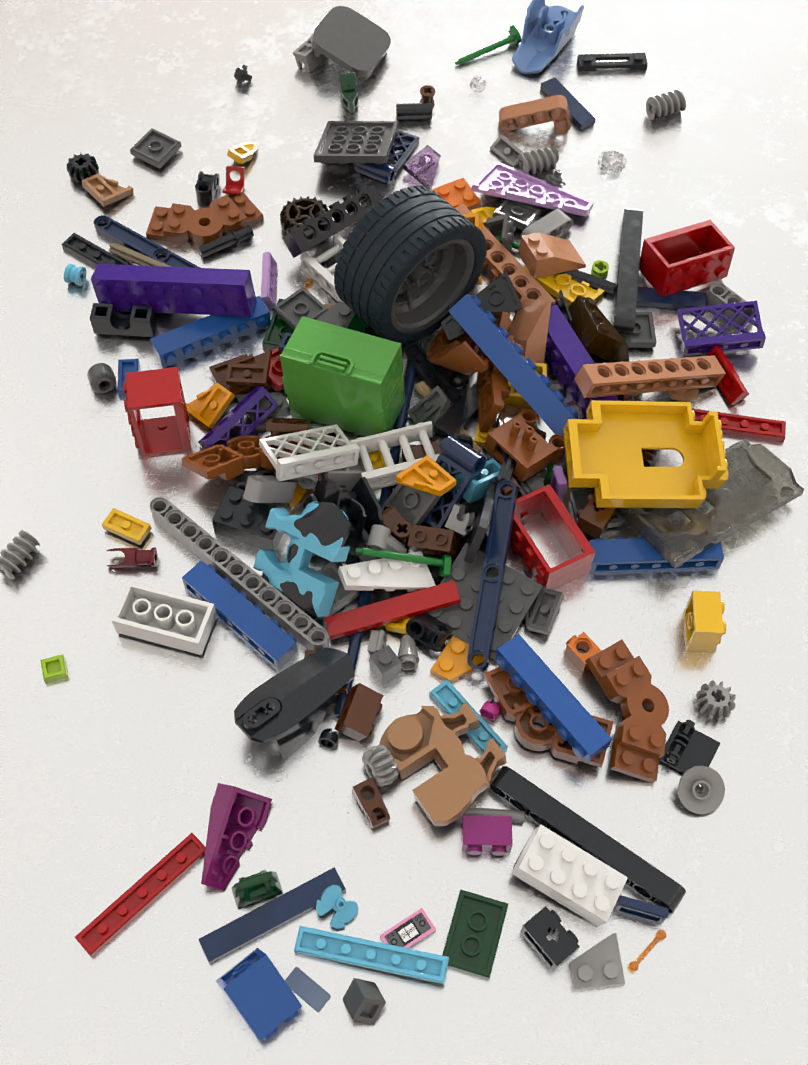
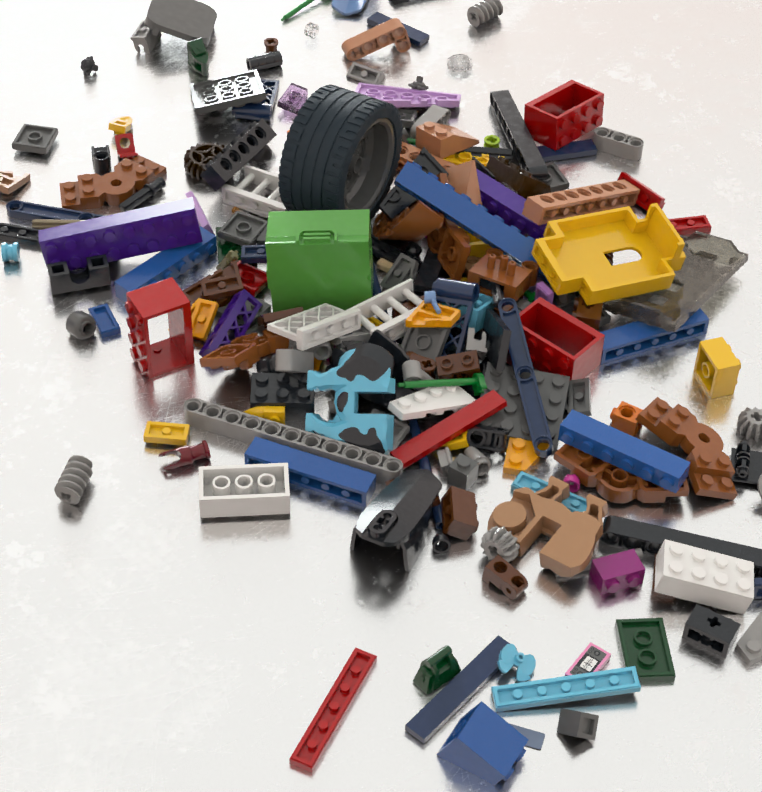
camera: 20 degrees left, 15 degrees down
(54, 668) = (155, 561): lime tile -> none
(231, 538) = (272, 413): none -> yellow plate
(231, 826) = (390, 626): magenta wedge -> none
(267, 343) = (231, 255): none -> olive axle
(431, 456) = (430, 297): none -> medium blue hand
(538, 159) = (397, 73): light grey piece -> none
(727, 342) = (633, 167): dark purple fence -> none

